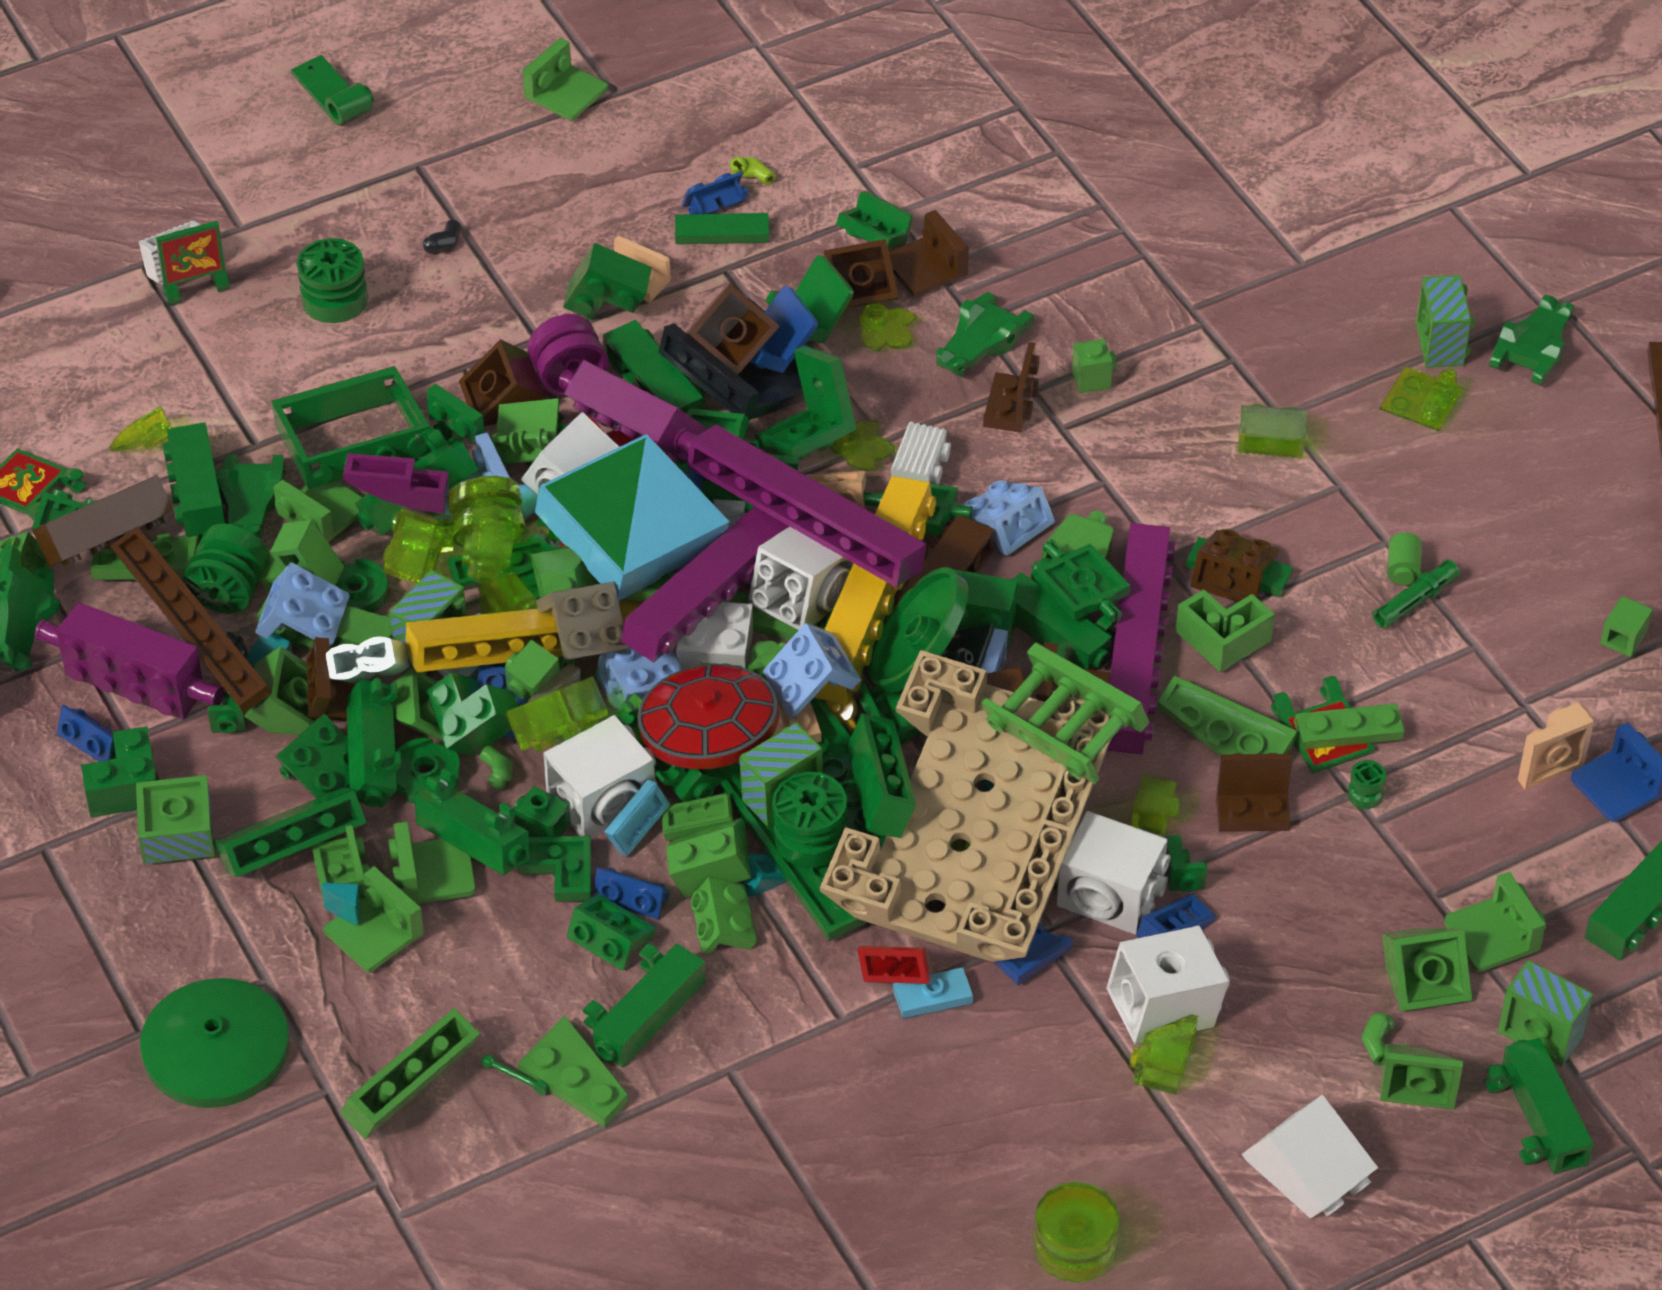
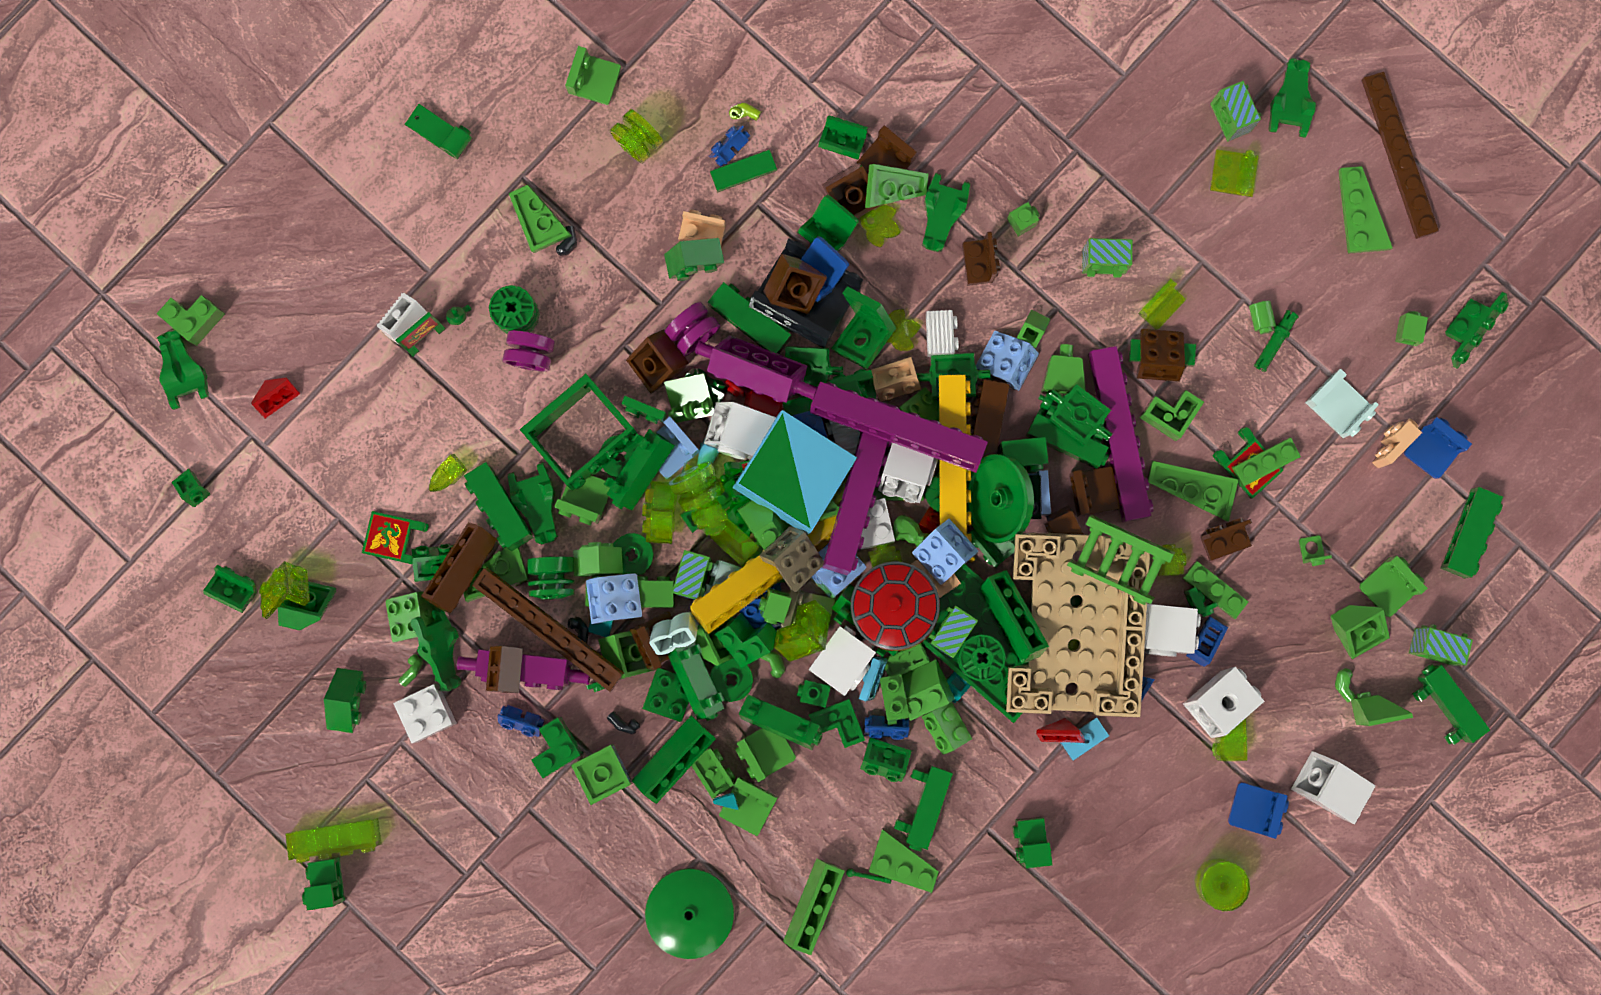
camera: 15 degrees left, 35 degrees up
(102, 627) = (504, 669): none -> reddish brown hinge
(238, 781) = (621, 725): none -> black arm
(253, 273) = (457, 315): none -> green piece
(328, 321) = (528, 351): none -> magenta wheel
(398, 481) = (634, 488): magenta slope -> none
(414, 204) = (537, 220): none -> bright green wing
(591, 145) = (636, 136): none -> clear neon green wheel
(655, 843) = (894, 698): none -> bright green bracket
(790, 1093) = (1032, 842): none -> green brick
(922, 279) = (893, 184): none -> bright green wing
(1057, 481) = (1033, 328): none -> bright green brick
(1174, 1157) = (1258, 810): none -> blue bracket
(1195, 427) = (1107, 257): none -> bright green container
(1224, 874) = (1215, 590): none -> bright green plate
(1258, 509) = (1162, 305): none -> clear neon green panel
(1272, 431) = (1151, 235): clear neon green brick -> none
(1367, 784) = (1284, 503): green wheel -> none
(1385, 858) = (1317, 558): none -> bright green bracket
(1487, 690) = (1341, 405): none -> light aqua panel
(1596, 492) = (1361, 215): none -> bright green wing

